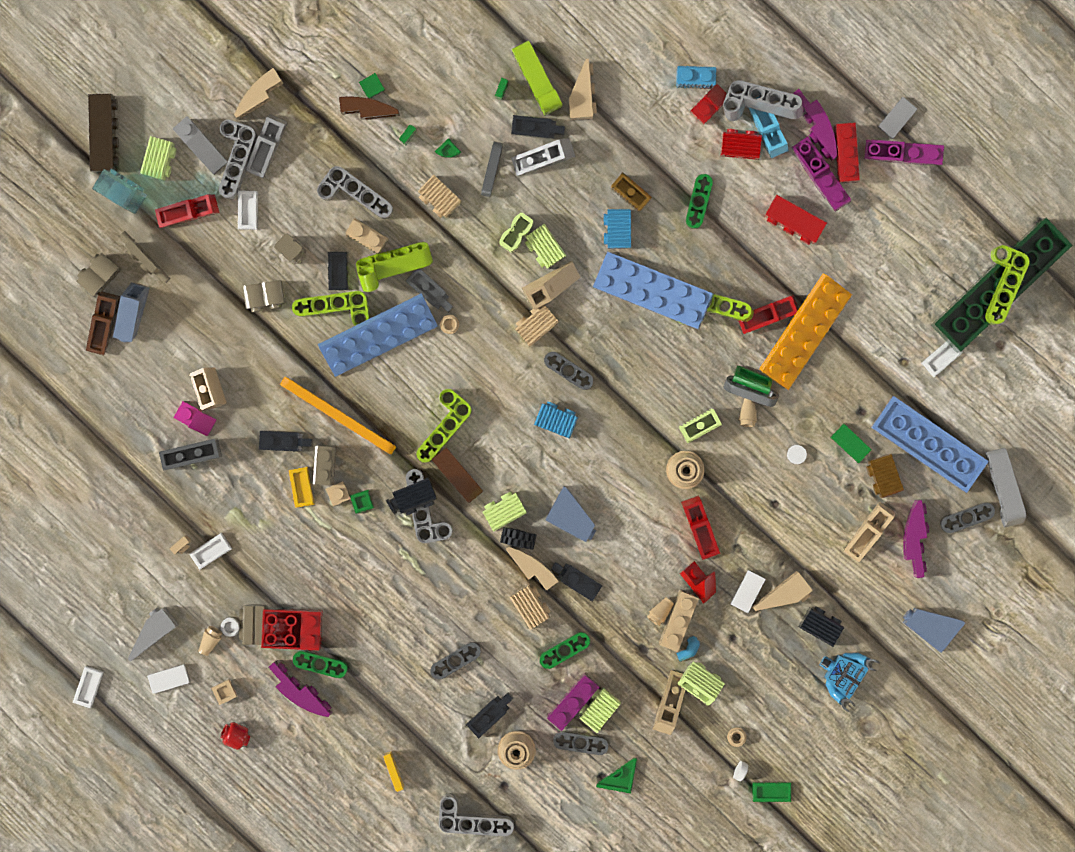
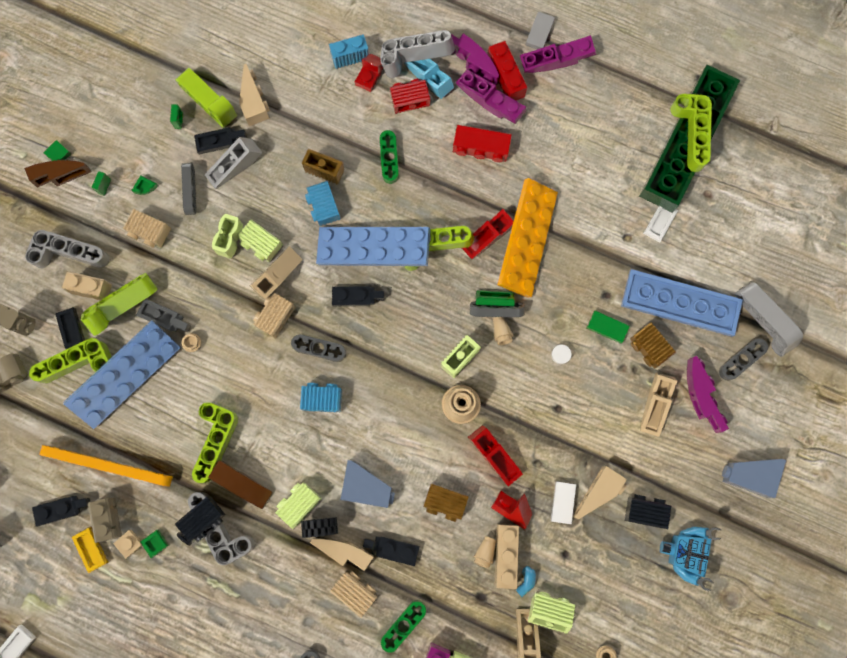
camera: 15 degrees left, 10 degrees down
(619, 331) = (355, 296): none -> black hinge
(640, 554) = (445, 502): none -> pearl gold brick

